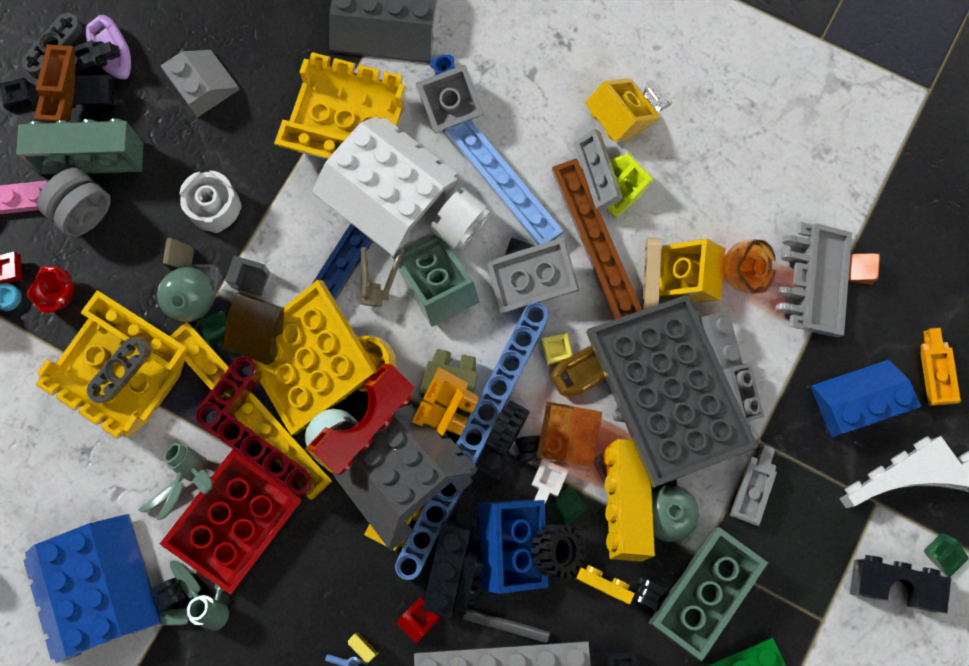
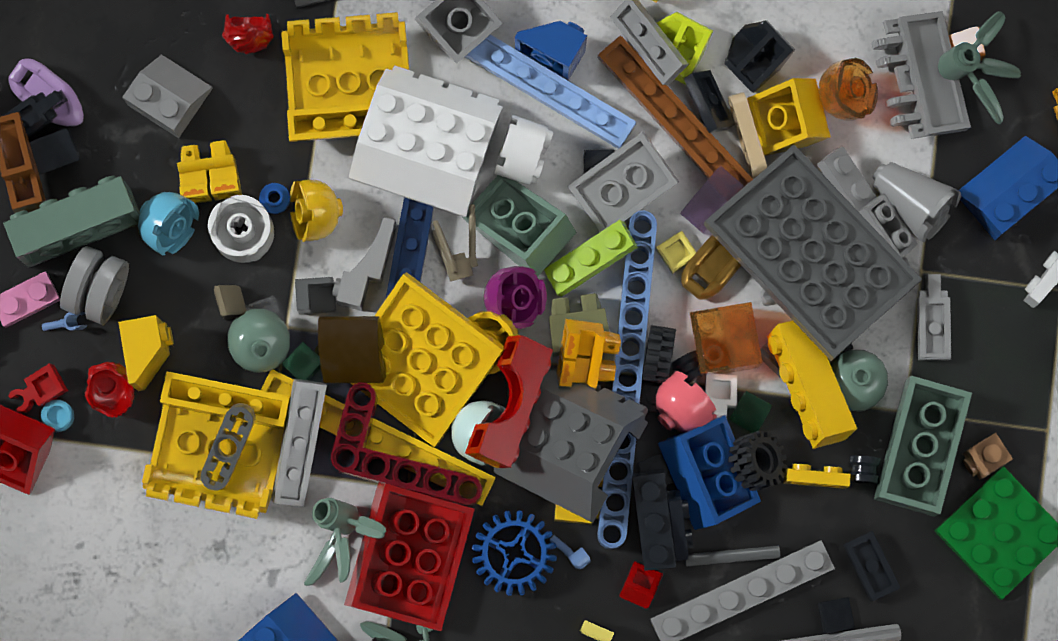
camera: 25 degrees left, 5 degrees up
(46, 226) = (69, 322): none -> medium blue hand
(89, 267) = (144, 348): none -> yellow slope
(155, 175) = (167, 221): none -> medium azure cylinder
(180, 389) = (298, 443): none -> light grey plate
(203, 152) = (195, 173): none -> yellow hips
(254, 193) = (281, 205): none -> blue plate
(276, 207) = (315, 209): none -> yellow cylinder
(279, 55) = (248, 33): none -> red hair
(283, 278) = (353, 286): none -> light grey slope
(311, 559) = (526, 528): none -> blue gear
(373, 577) = (578, 559): none -> medium blue hand
(408, 334) = (516, 294): none -> magenta cylinder
(482, 326) = (590, 258): none -> lime plate
(511, 478) = (683, 405): none -> coral cylinder
(518, 145) = (554, 46): none -> blue slope
(603, 311) = (711, 197): none -> clear purple slope
(629, 236) = (709, 101): none -> black plate
(684, 213) = (757, 54): none -> black slope
(760, 623) = (986, 456): none -> medium nougat bracket
(777, 377) = (916, 198): none -> light grey cone
(861, 274) = (965, 58): none -> sand green plant

